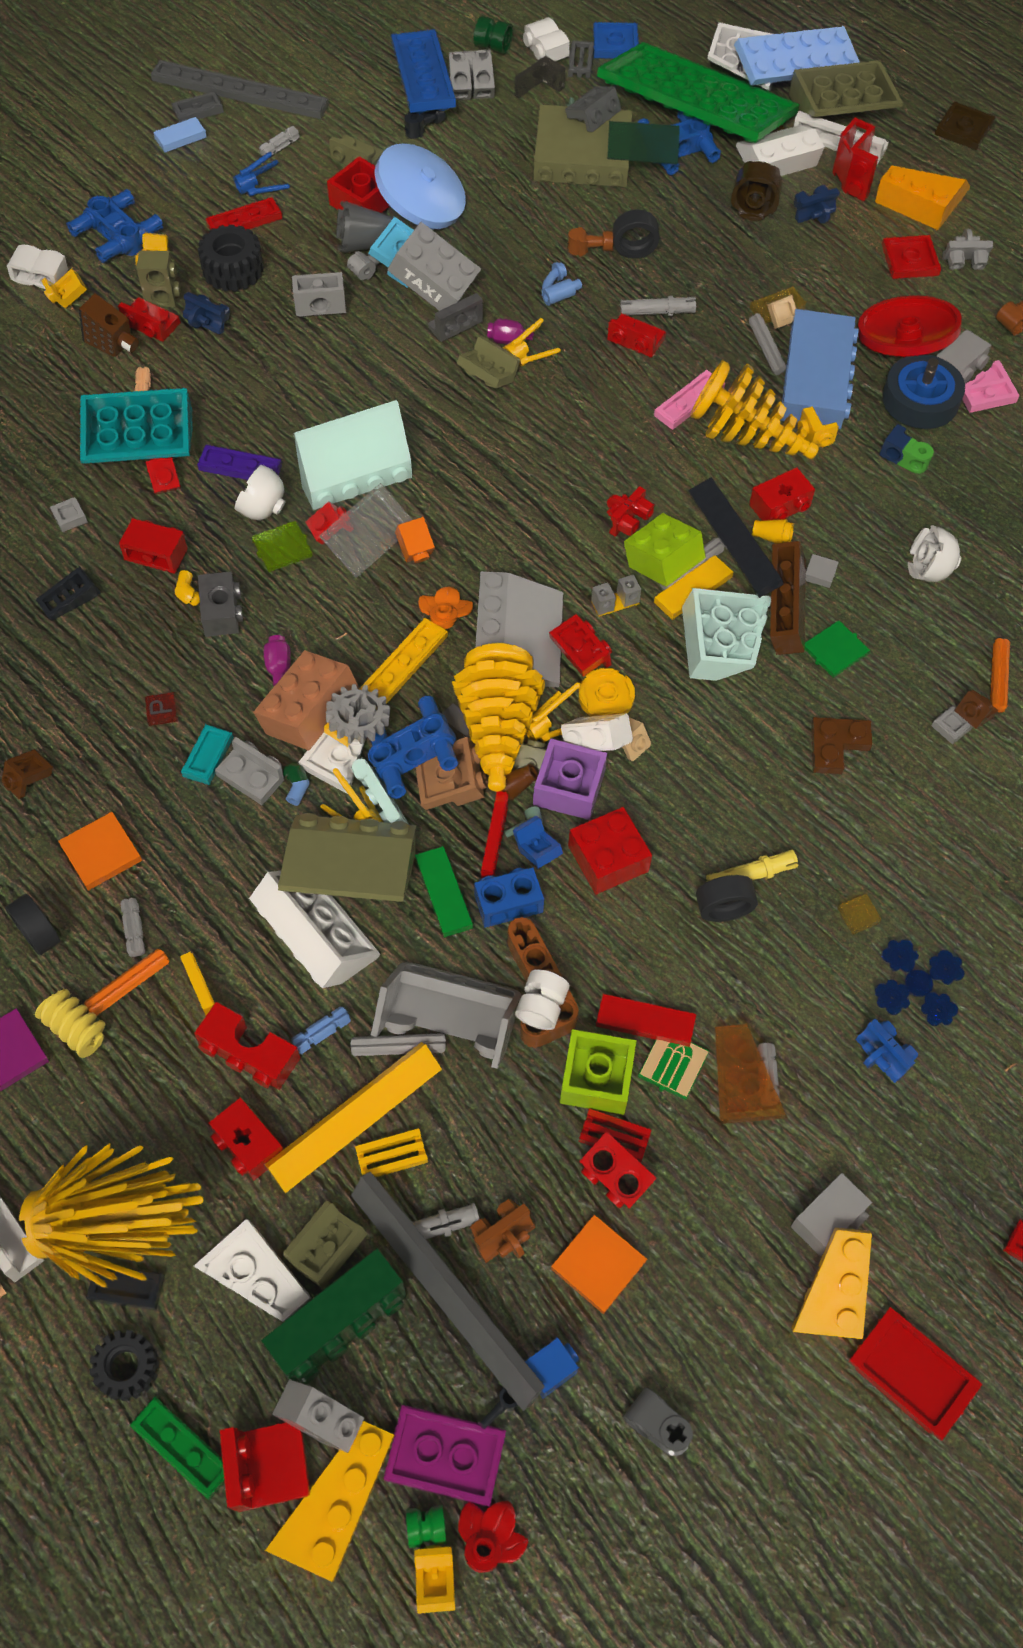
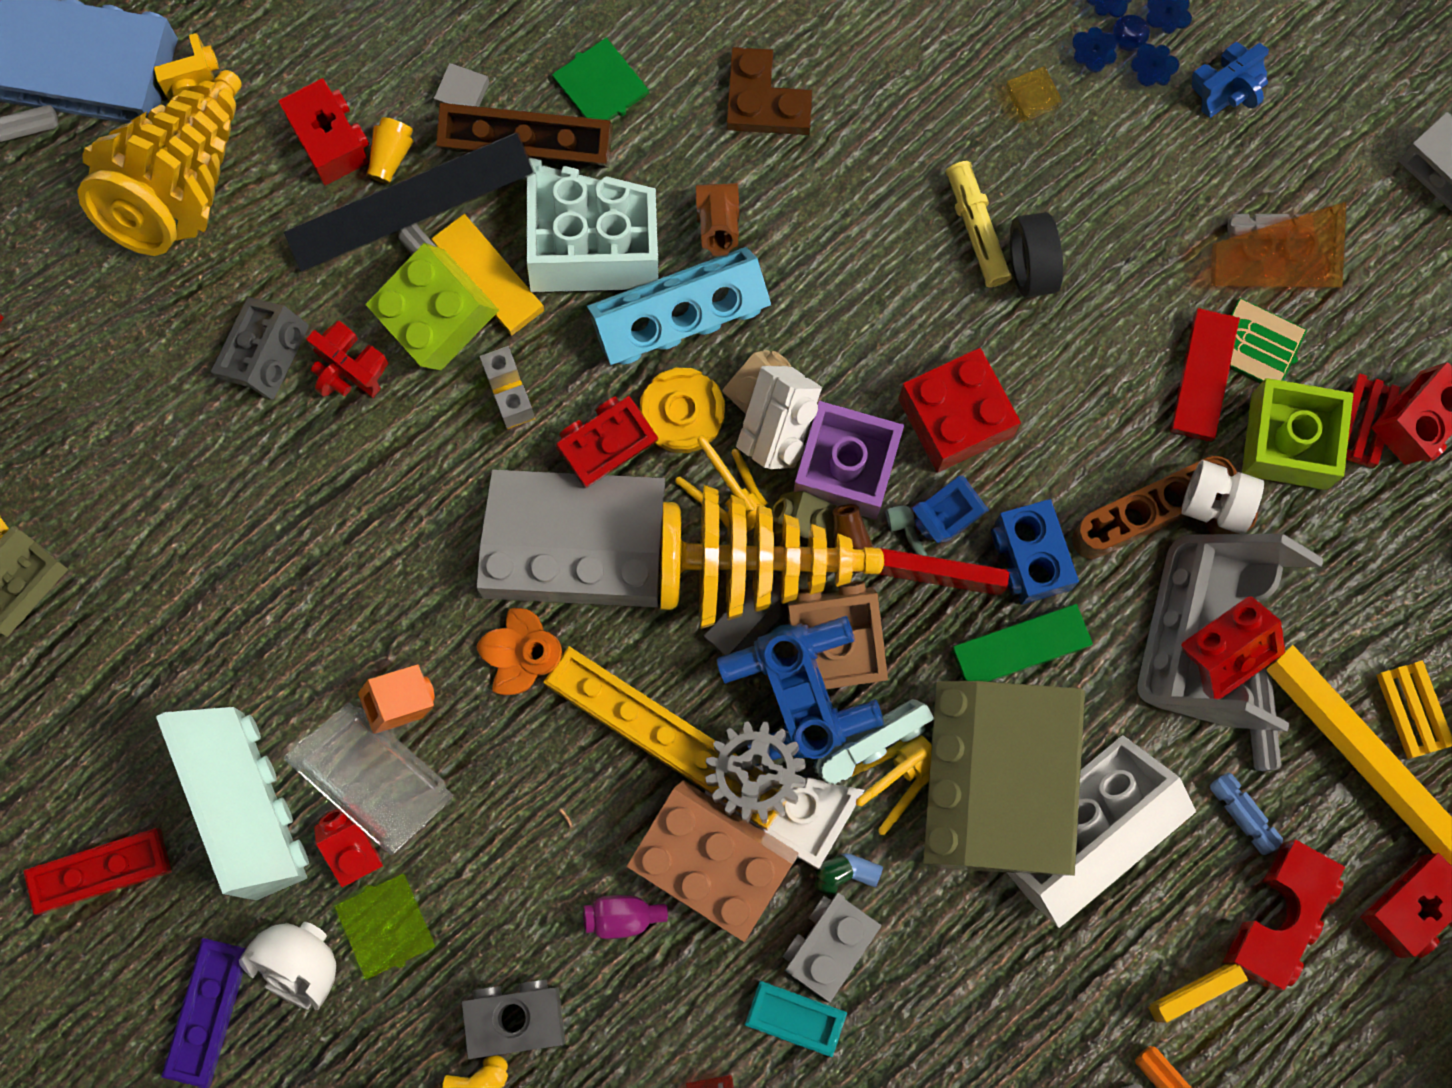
camera: 90 degrees left, 15 degrees up
(318, 403) = (97, 871): none -> red tile
(433, 1012) = (1235, 647): none -> red bracket
(633, 470) = (260, 346): none -> dark grey bracket
(679, 406) = (105, 261): bright pink tile -> none
(699, 714) = (657, 299): none -> medium azure brick
(746, 707) = (718, 216): none -> dark orange piece

